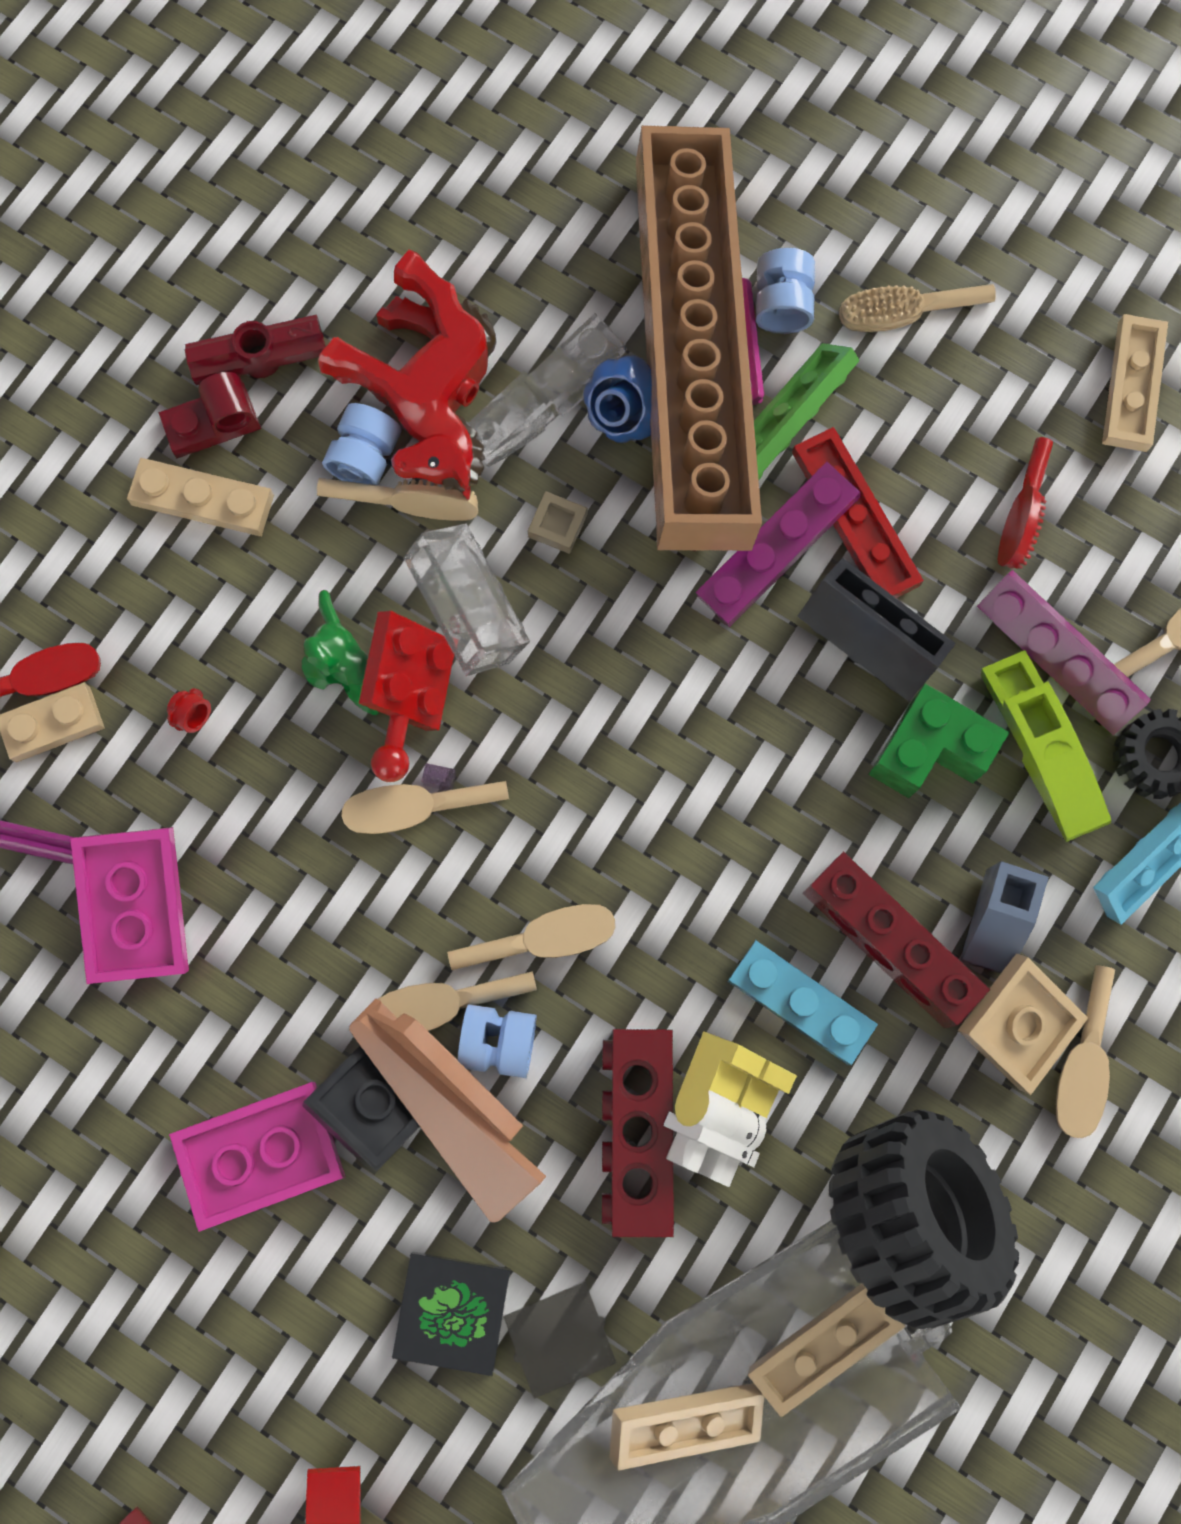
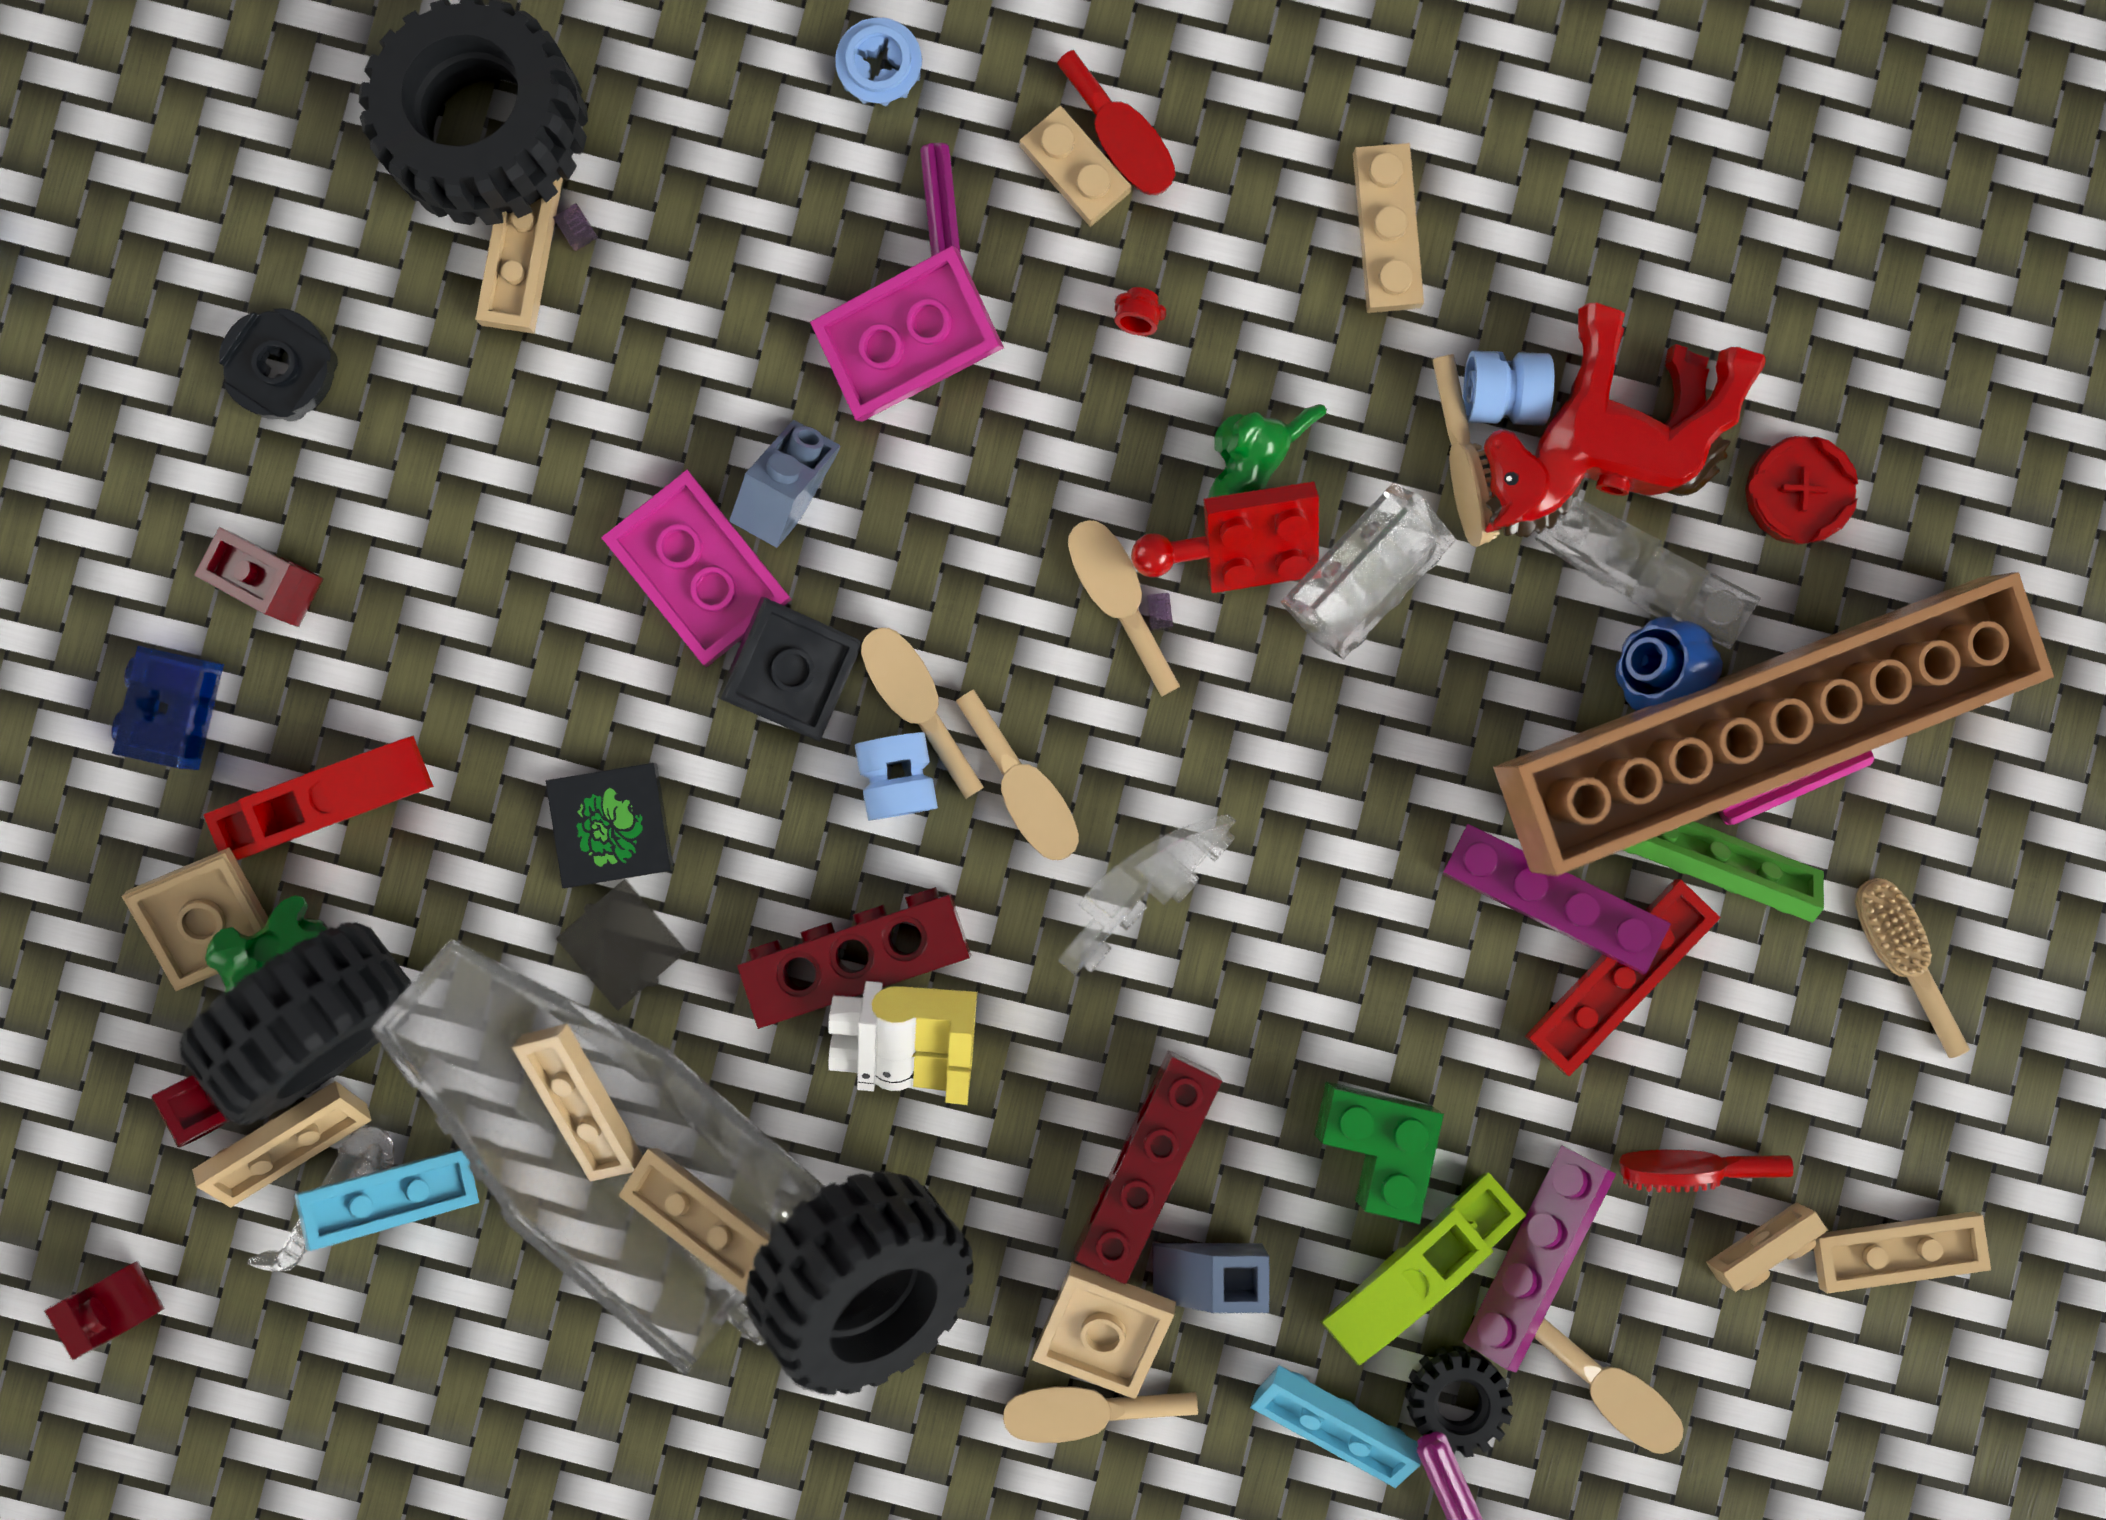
camera: 65 degrees right, 10 degrees up
(213, 1054) = (783, 483): none -> sand blue slope
(214, 418) = (1487, 207): dark red plate -> none
(282, 343) = (1566, 192): dark red piece -> none
(451, 1109) = (811, 750): nougat wedge -> none
(523, 264) = (1802, 490): none -> red tile
(557, 522) = (1496, 640): dark tan plate -> none
(649, 850) = (1159, 868): none -> clear slope
(785, 290) = (1881, 805): light blue wheel -> none
(802, 1003) = (1048, 1087): medium azure plate -> none
(876, 629) = (1490, 1041): black brick -> none
(1100, 469) = (1782, 1237): none -> tan plate

